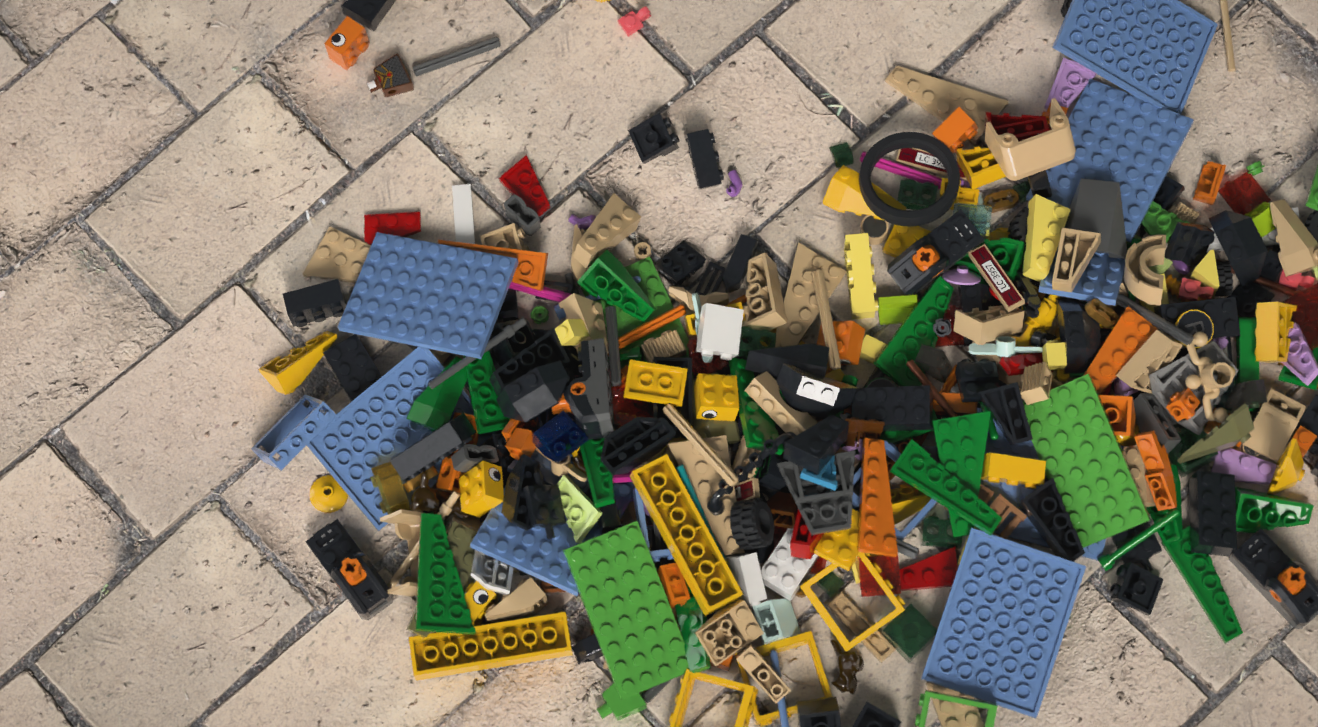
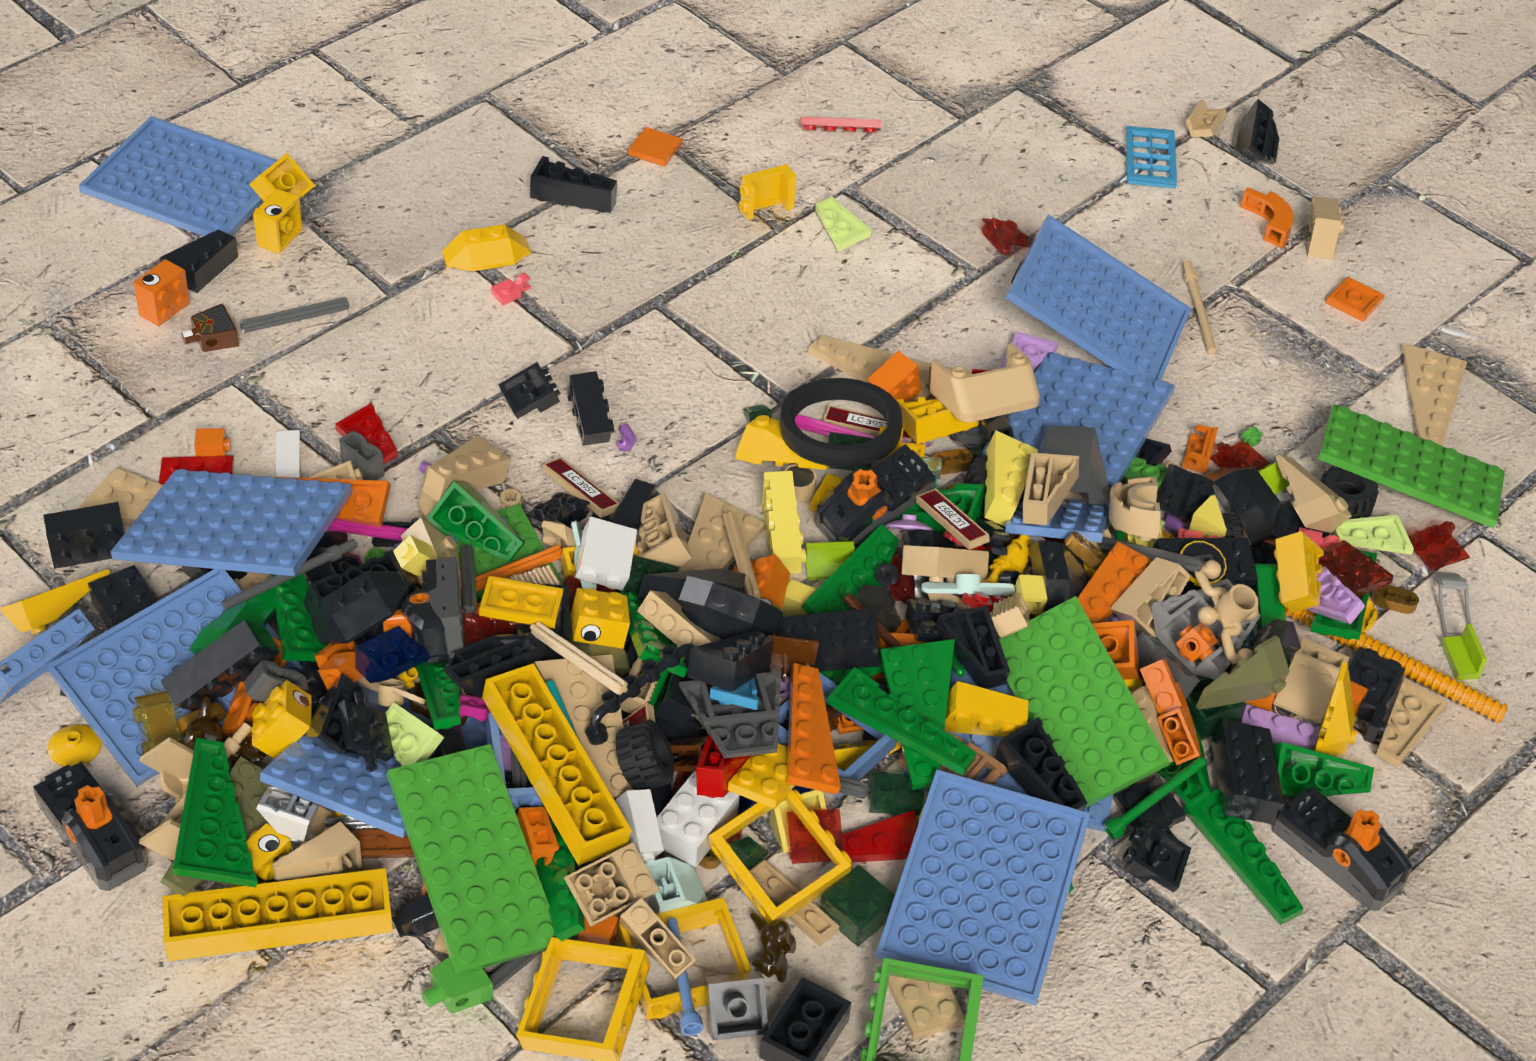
camera: 10 degrees left, 25 degrees down
(402, 201) = (211, 442): none -> orange brick
(698, 238) = (580, 486): none -> tile

